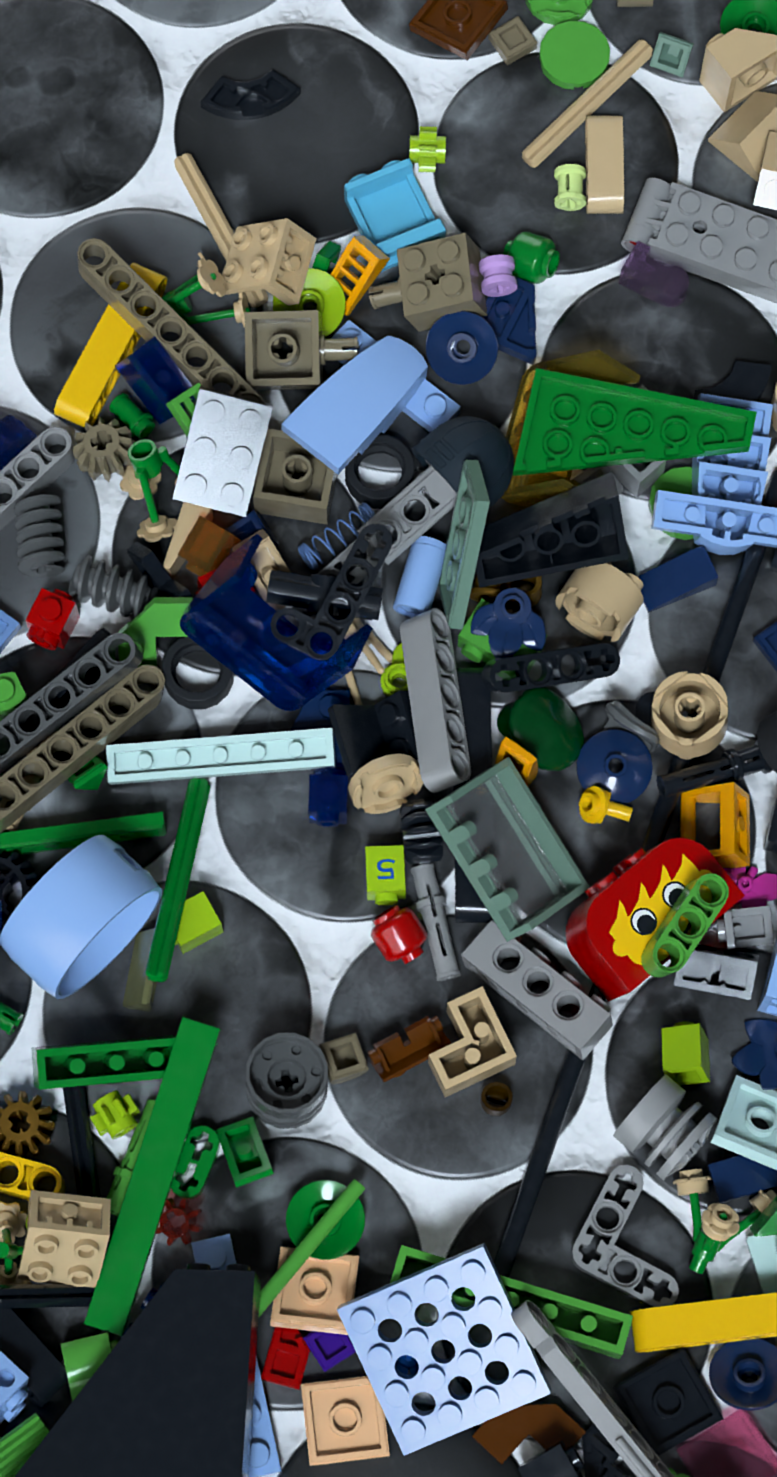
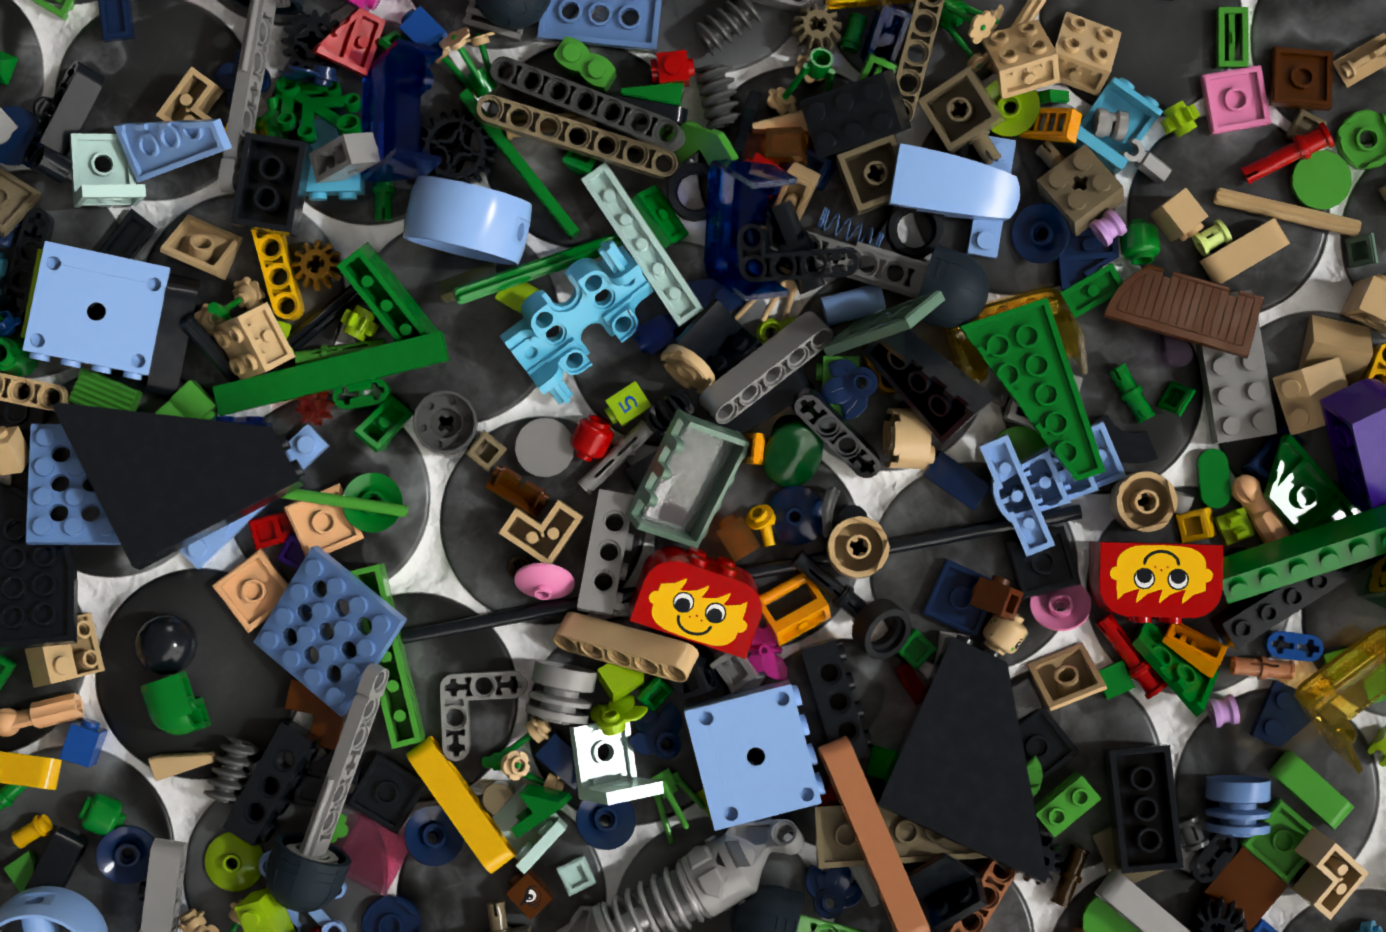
camera: 60 degrees right, 15 degrees up
(71, 641) = (661, 93): none -> green slope
(201, 722) = (659, 216): none -> green plate
(285, 924) = (548, 357): none -> medium azure gear
(304, 198) = (1085, 53): none -> tan bracket
(368, 69) = (1243, 37): none -> bright green tile
(378, 994) = (544, 447): none -> light grey tile
(391, 216) = (1110, 124): none -> light grey wheel
(440, 90) = (1235, 100): none -> bright pink tile
(452, 204) = (1147, 162): none -> light grey bar
(528, 1076) = (544, 581): none -> bright pink dish
(529, 51) = (1301, 147): none -> red pin
(529, 201) = (1179, 216): none -> tan brick
(554, 327) = (1092, 290): none -> green plate
(602, 841) = (737, 537): none -> clear orange brick
(632, 247) = (1187, 310): none -> reddish brown piece
(654, 1025) = (626, 646): none -> tan beam
(686, 353) = (1131, 393): none -> green pin
(700, 916) = (707, 641): bright green beam -> none
(718, 312) = (1176, 398): none -> green slope
(724, 1031) = (654, 693): none -> green slope
(727, 1082) = (613, 716): none -> lime plate
(743, 1274) = (497, 795): none -> dark tan brick

